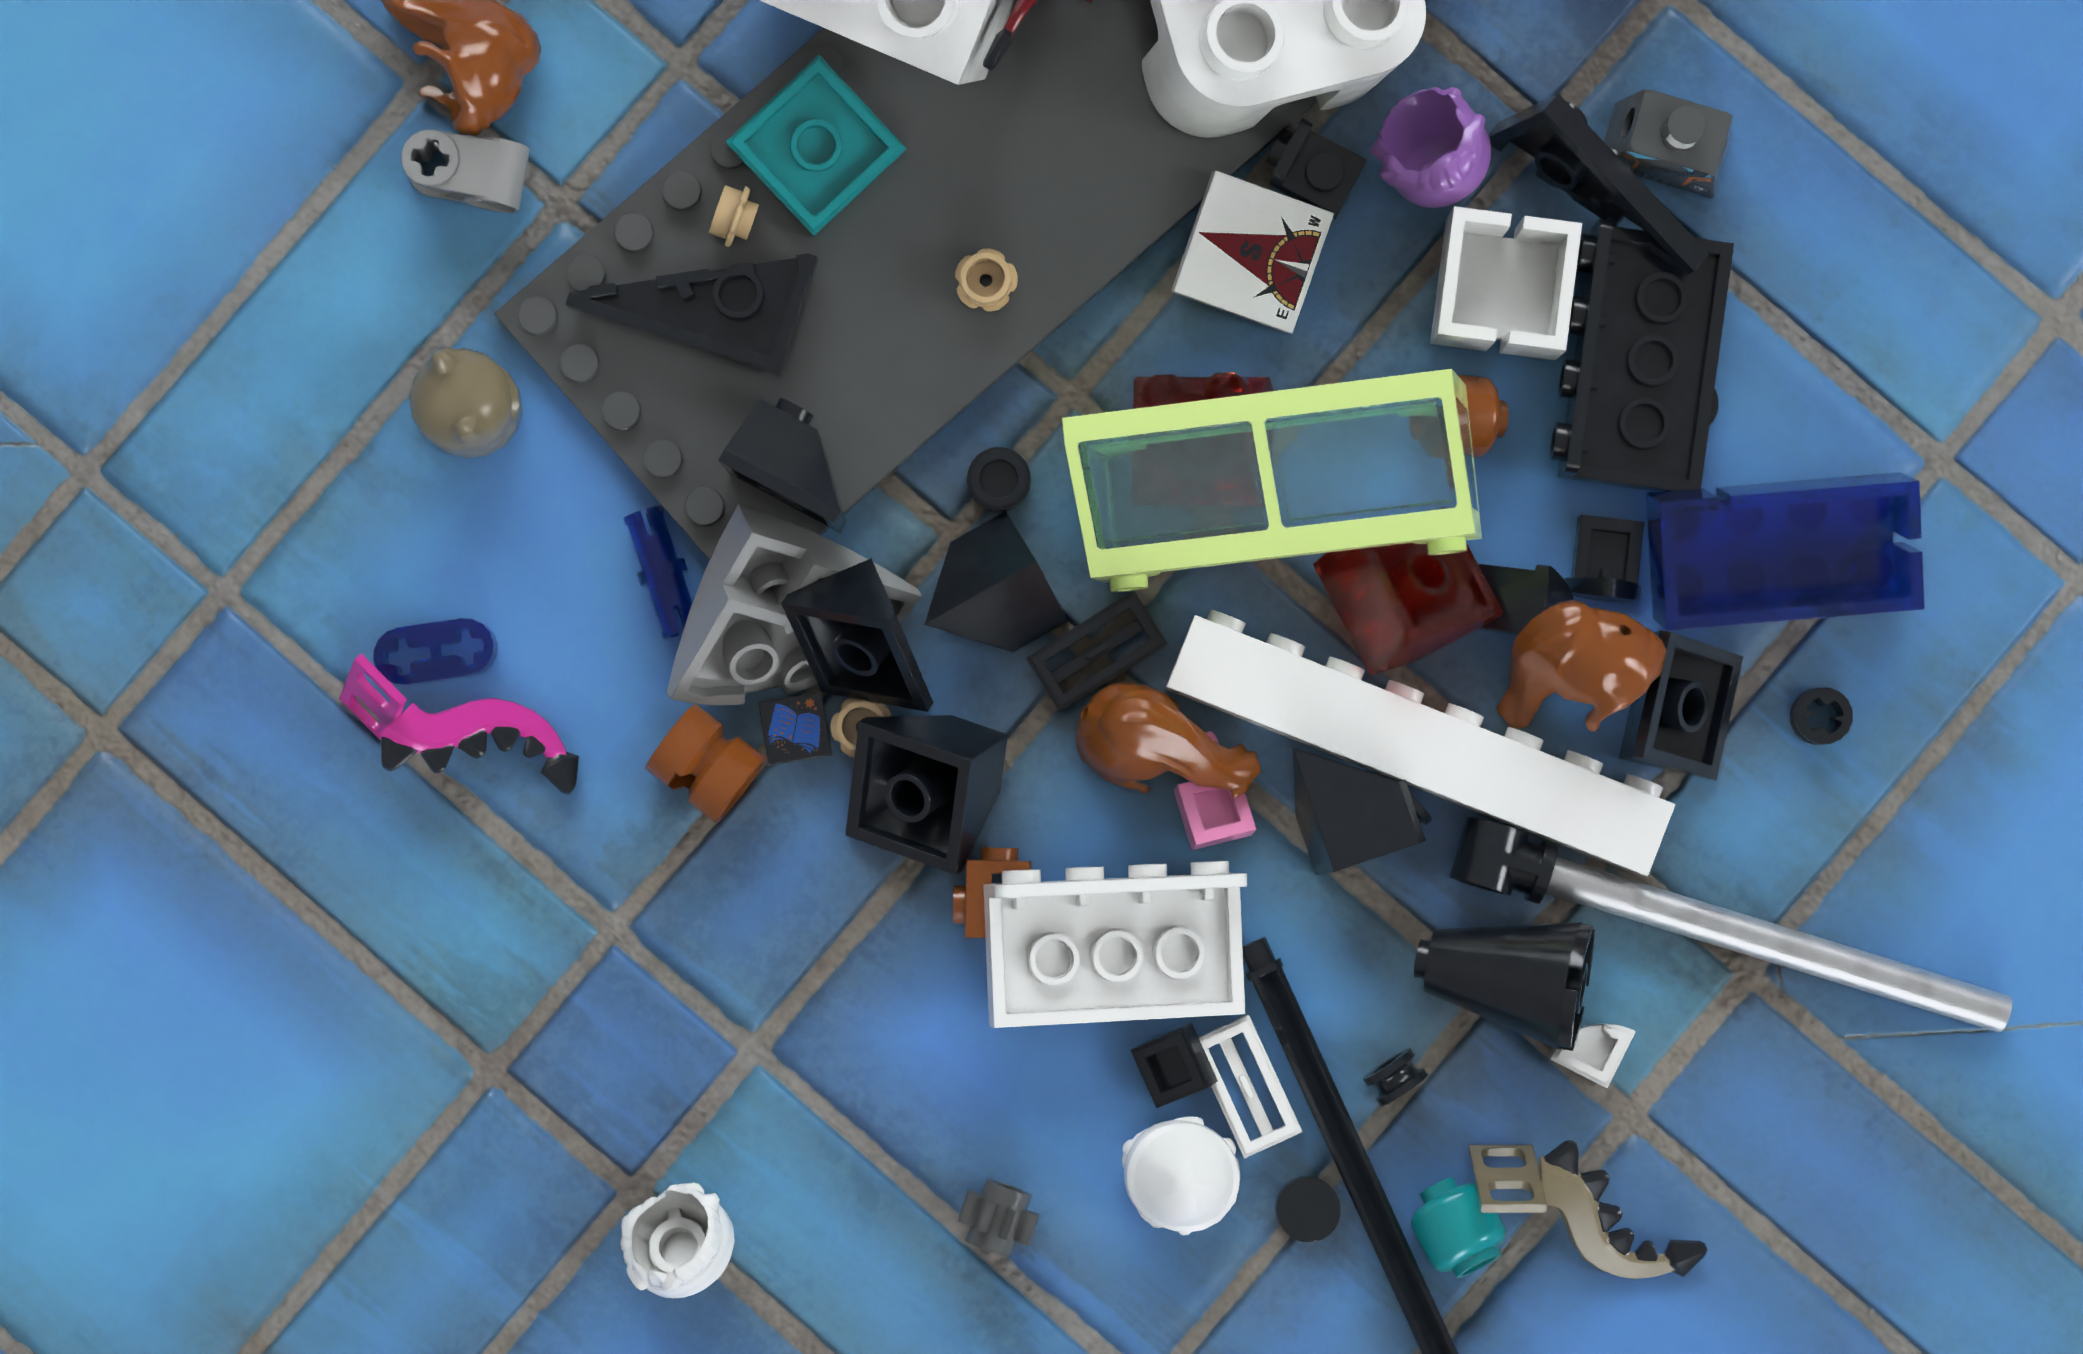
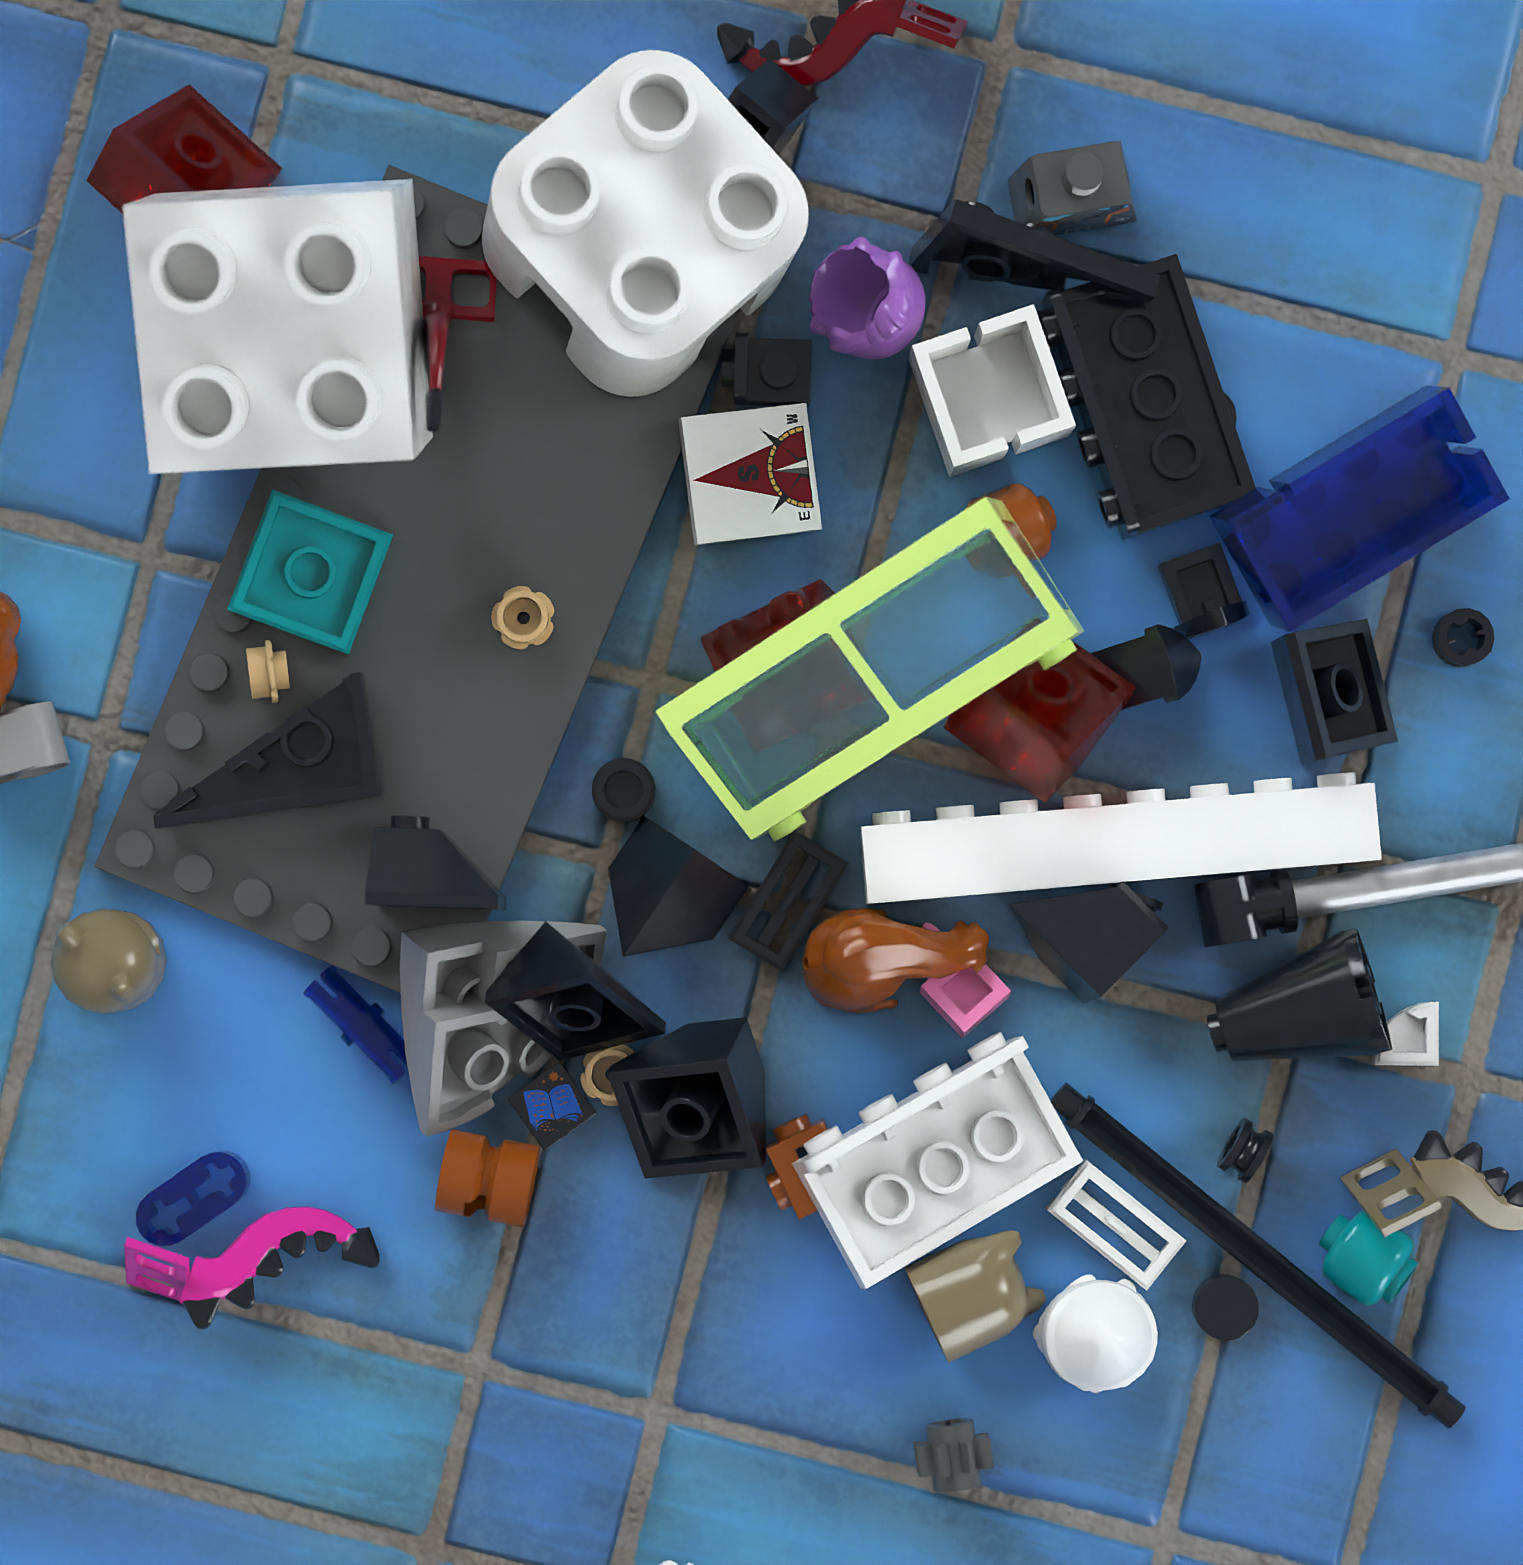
camera: 35 degrees left, 0 degrees up
(1089, 1081) = (973, 1292): none -> dark tan piece
(1174, 1065) = (1046, 1237): black tile -> none
(1582, 657) = (1228, 694): dark orange piece -> none

